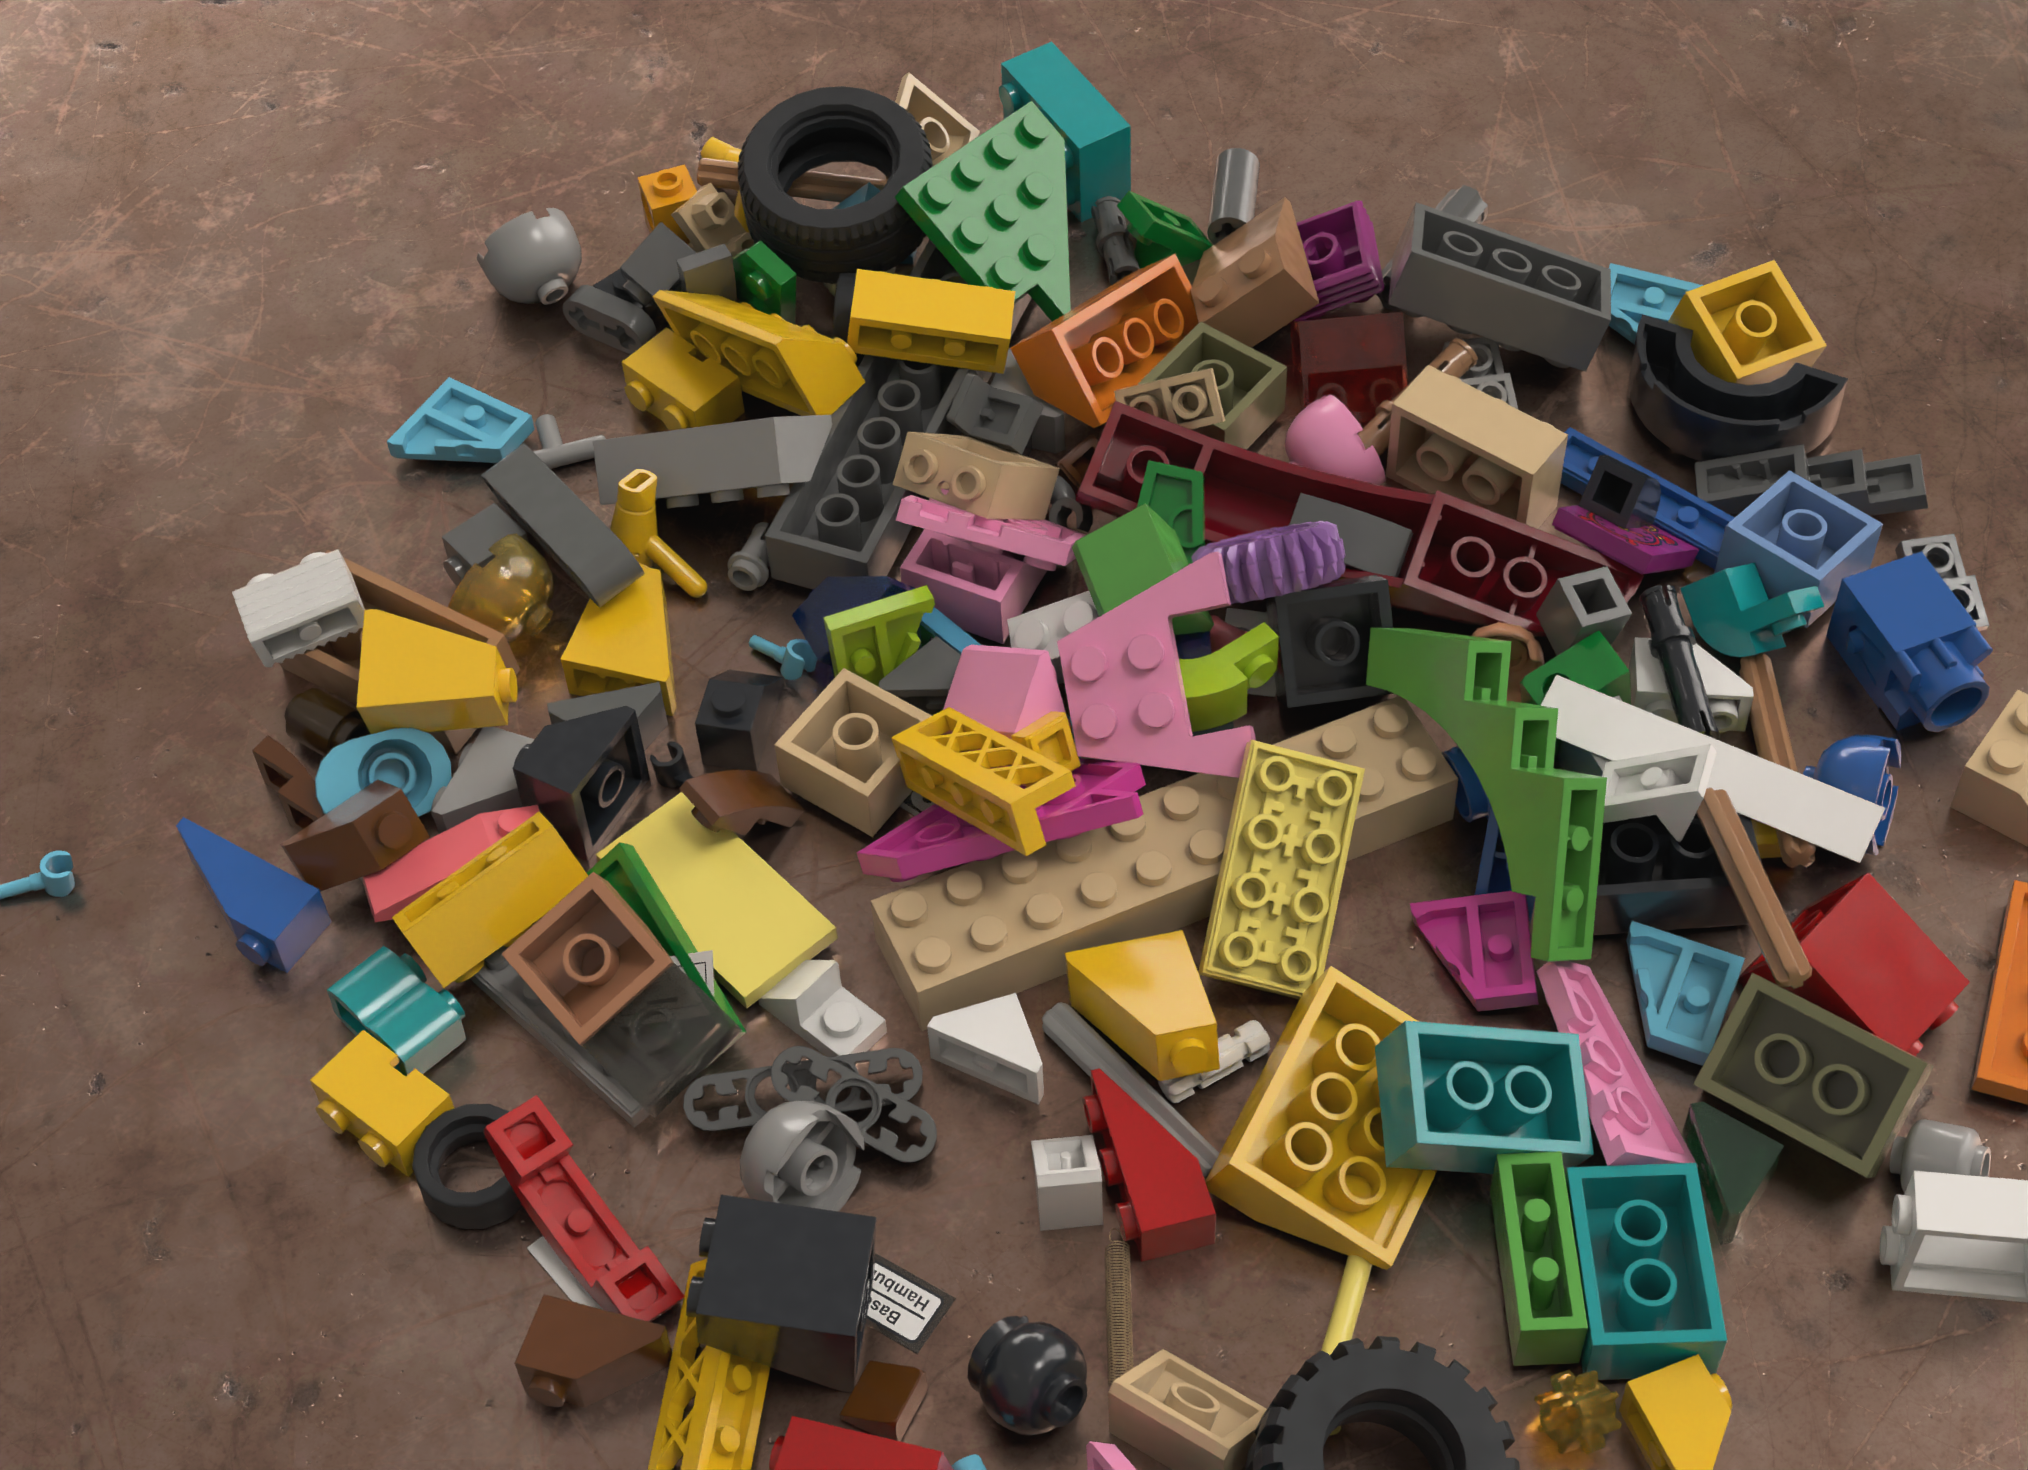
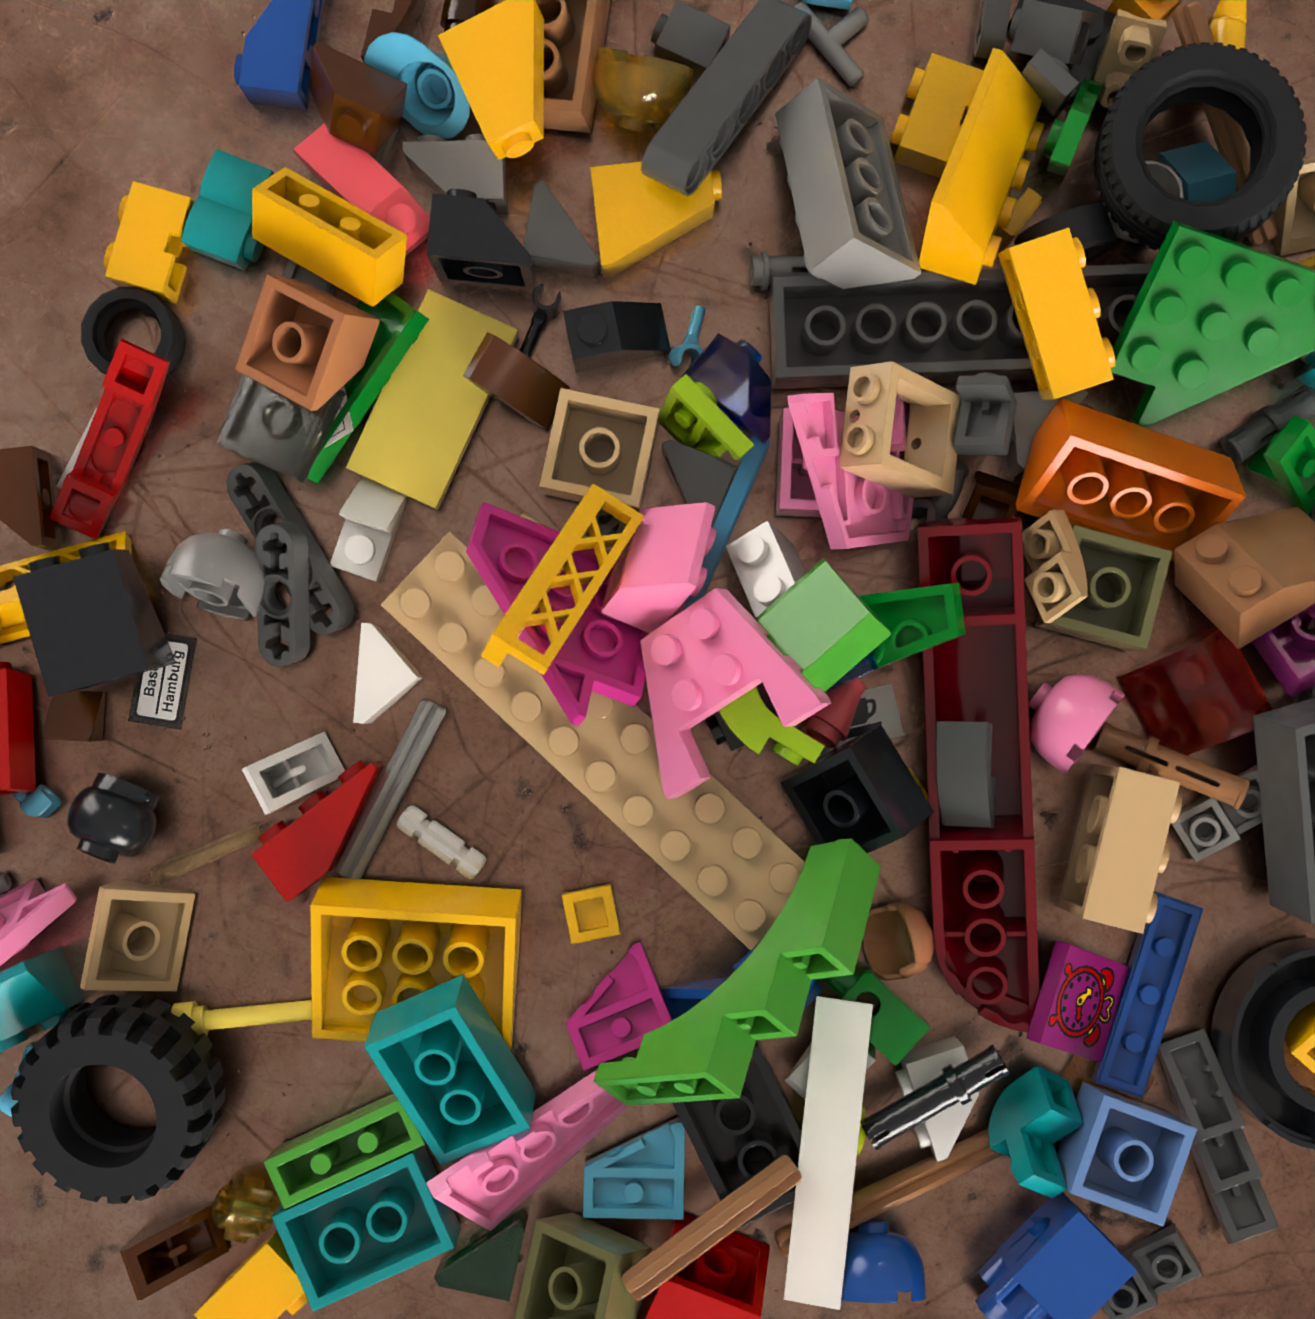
camera: 65 degrees right, 35 degrees up
(636, 527) = (745, 166): yellow piece -> none
(1050, 738) = (626, 615): yellow tile -> none
(1147, 1002) = (456, 782): yellow slope -> none
(1279, 560) = (885, 728): medium lavender gear -> none
(1281, 870) = (605, 842): light yellow tile -> none
(1360, 938) = (591, 913): none -> yellow plate
(1581, 607) = (949, 1006): dark grey brick -> none
(1621, 494) = (1113, 988): black brick -> none
(1659, 785) = (773, 1128): white slope -> none

